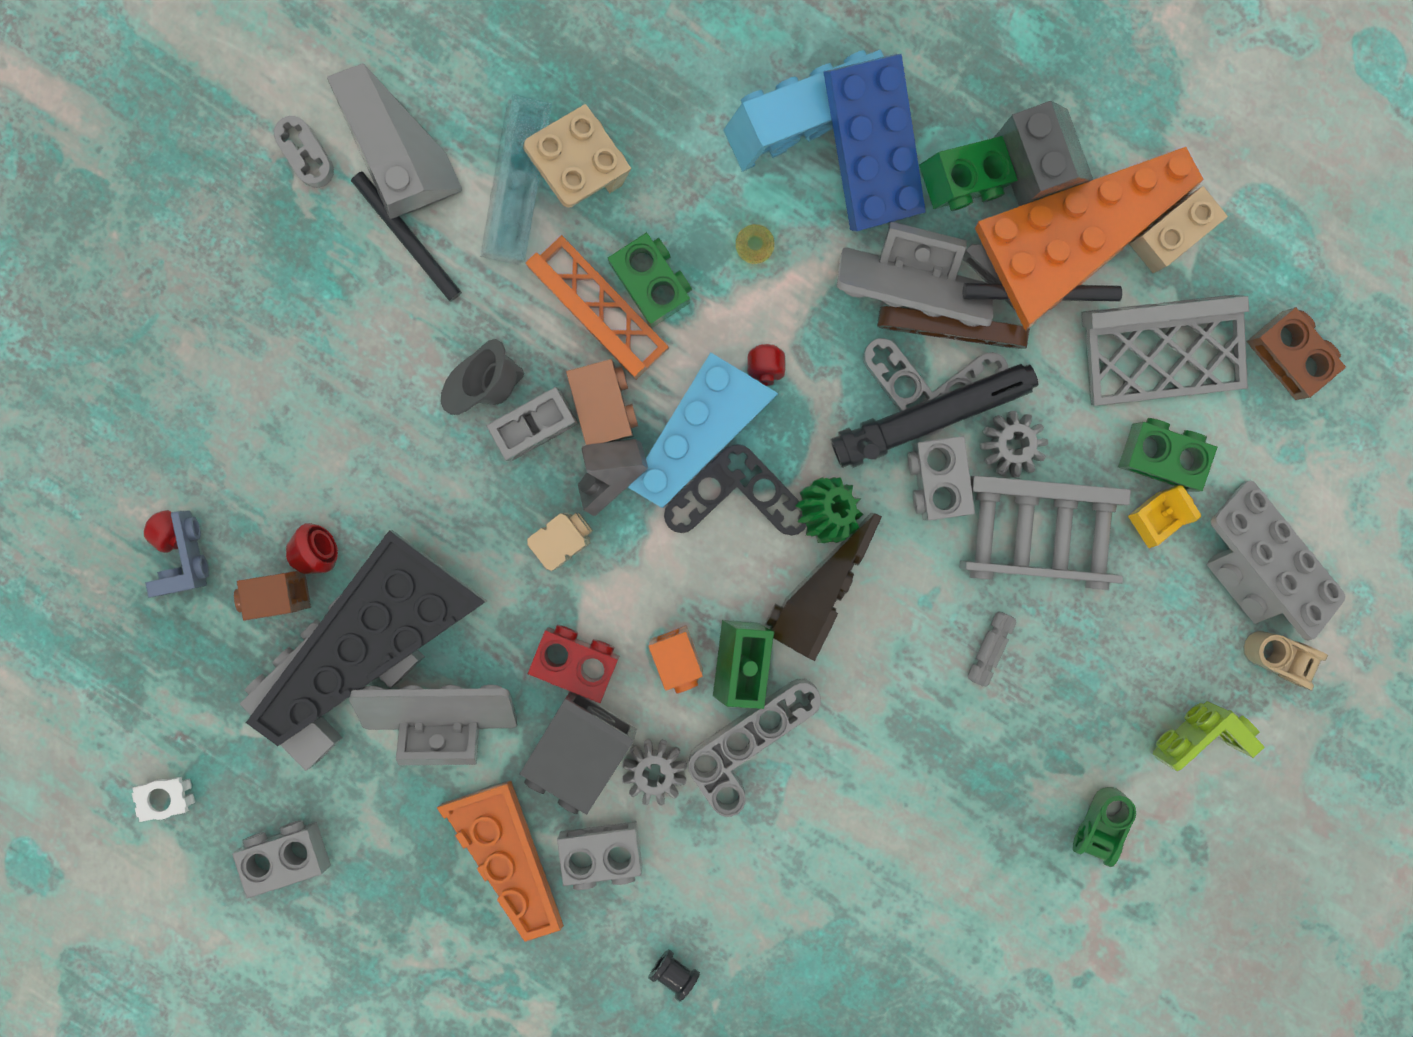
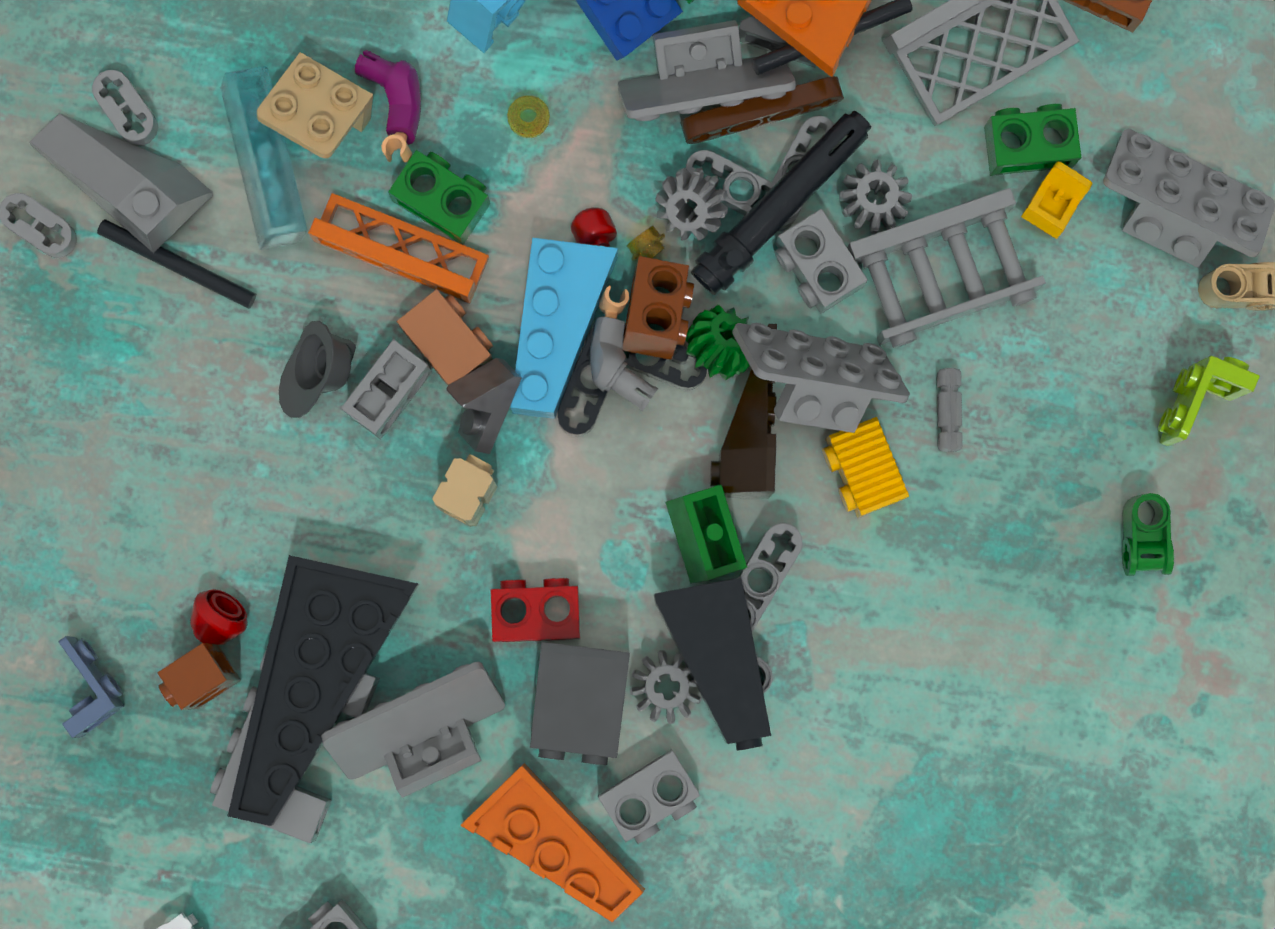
camera: 30 degrees left, 5 degrees down
(160, 532) = (56, 670): red piece -> none
(411, 85) = (116, 112): none -> light grey beam
(657, 180) = (404, 100): none -> magenta arm
(674, 975) = (781, 888): black bush -> none
(676, 660) = (637, 558): orange brick -> none
(709, 767) = (718, 648): none -> black slope
(728, 482) = (608, 358): none -> light grey arm
(783, 453) = (653, 307): none -> dark orange brick
(804, 398) = (646, 244): none -> clear yellow plate
(844, 387) = (675, 208): none -> light grey gear
(899, 667) = (865, 468): none -> yellow brick
(900, 580) = (824, 377): none -> light grey bracket

